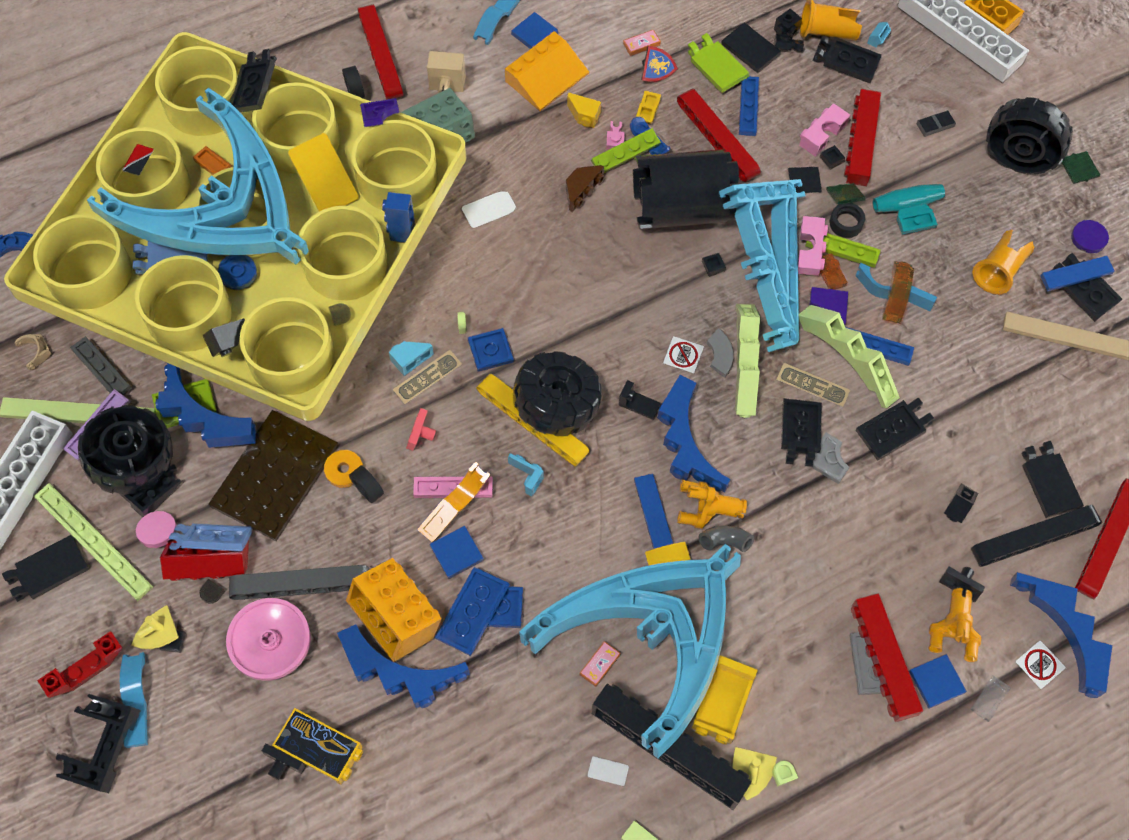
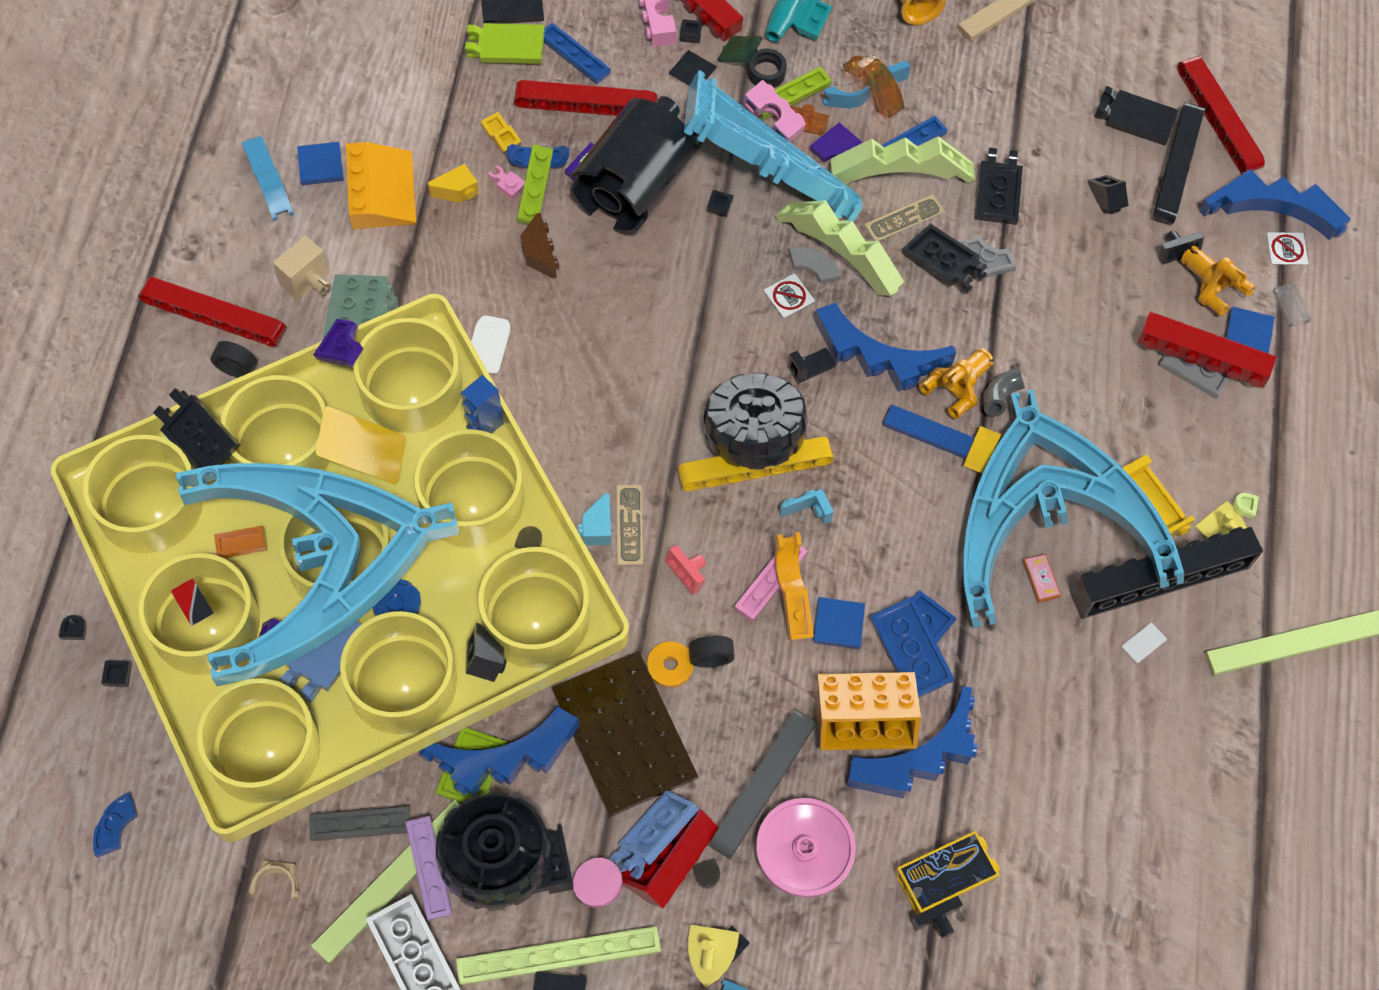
camera: 55 degrees left, 0 degrees up
(462, 323) = (599, 452): yellowish green tile -> none
(490, 349) = (648, 449): blue tile -> none
(640, 42) = (421, 85): tile -> none
(657, 65) = (464, 88): shield -> none

